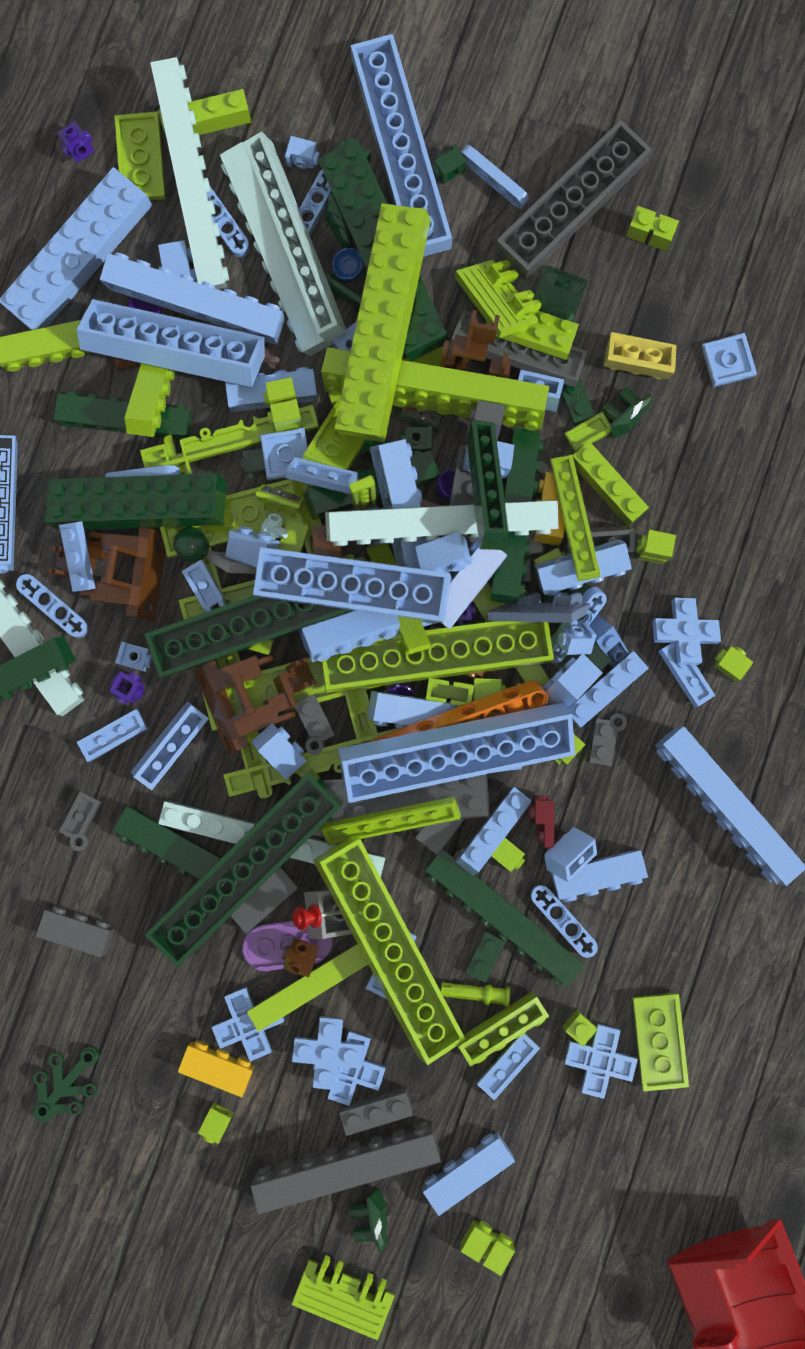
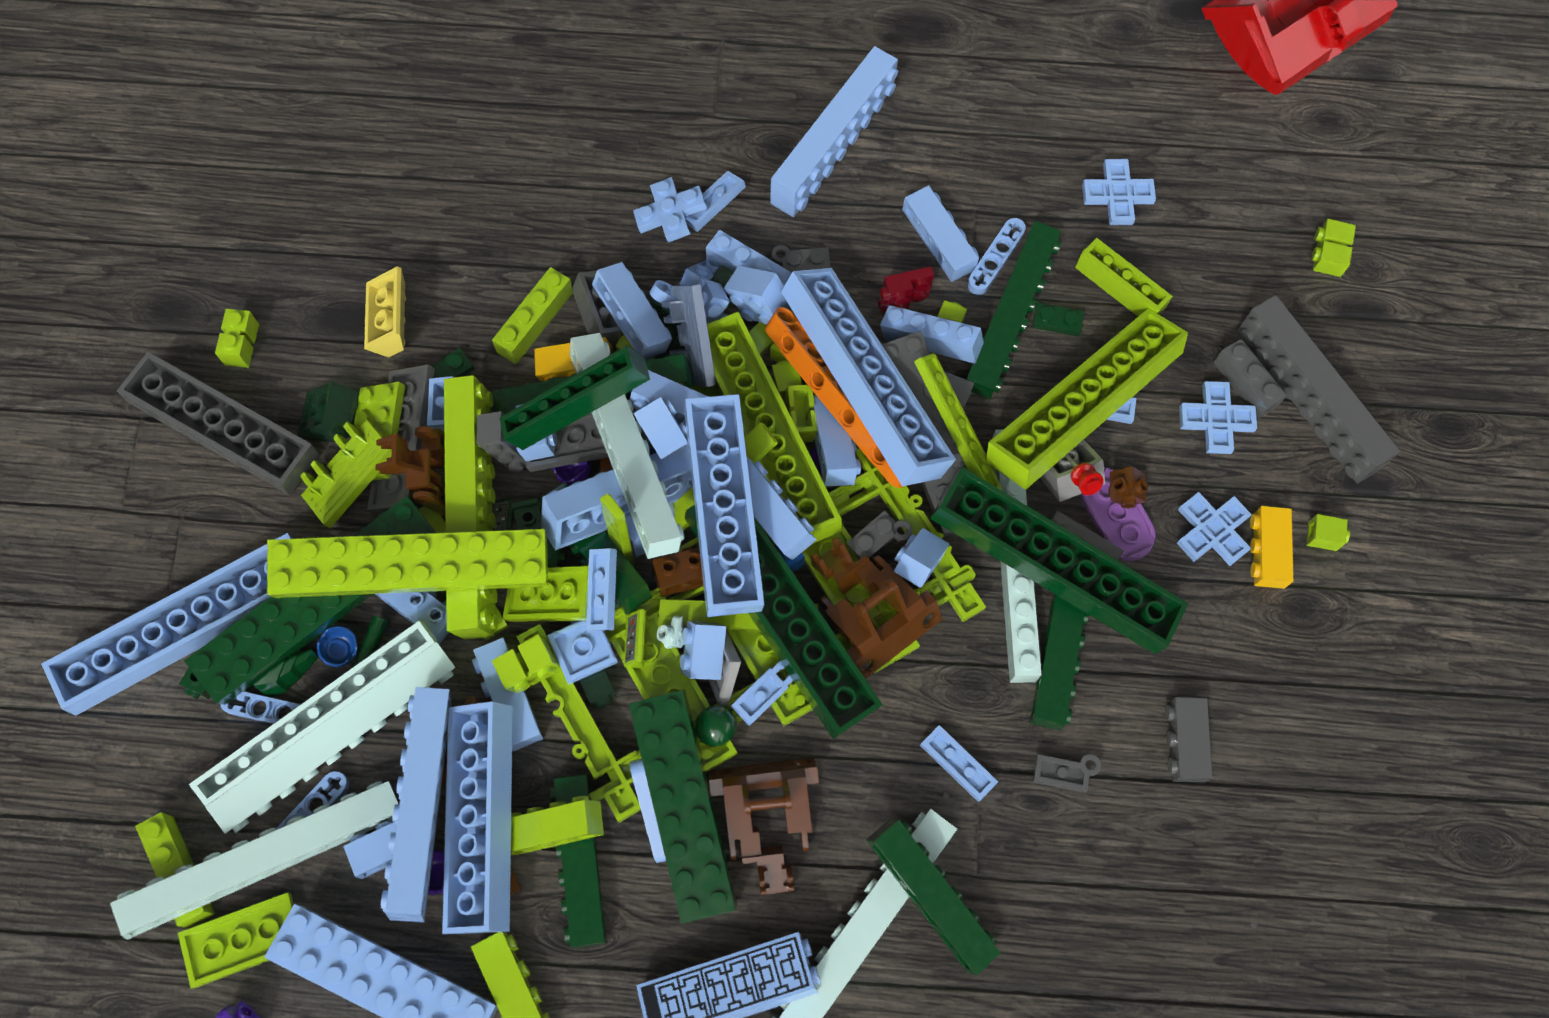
camera: 110 degrees left, 15 degrees down
(50, 608) = (829, 881): light blue beam -> none
(63, 1087) = (1357, 704): dark green plant -> none
(77, 556) = (765, 857): light blue plate -> none
(119, 687) = (904, 750): dark purple brick -> none
(125, 654) = (862, 773): light blue brick -> none
(169, 745) = (950, 691): light blue brick -> none
(302, 153) = (206, 738): light blue brick -> none
(307, 988) = (1158, 478): lime tile -> none
(328, 1052) = (1212, 438): light blue plate -> none
(342, 1299) = (1440, 367): lime hinge -> none
(375, 1210) = (1345, 357): dark green connector -> none
(449, 165) = (192, 565): dark green brick -> none
(467, 1173) = (1270, 278): light blue brick -> none
(486, 994) = (1095, 308): lime pin -> none
(494, 177) = (201, 516): light blue beam -> none
(507, 1066) = (1161, 272): light blue plate -> none
(570, 854) = (926, 253): light blue brick -> none
(575, 518) = (585, 323): lime tile -> none
(579, 1027) = (1095, 214): lime brick -> none
(590, 430) = (480, 351): lime tile -> none
(624, 421) = (461, 317): dark green connector -> none
(655, 547) = (590, 249): lime piece -> none
(660, 1042) = (1080, 145): lime plate -> none
(728, 360) = (370, 237): light blue tile -> none
(733, 663) = (690, 161): lime brick -> none

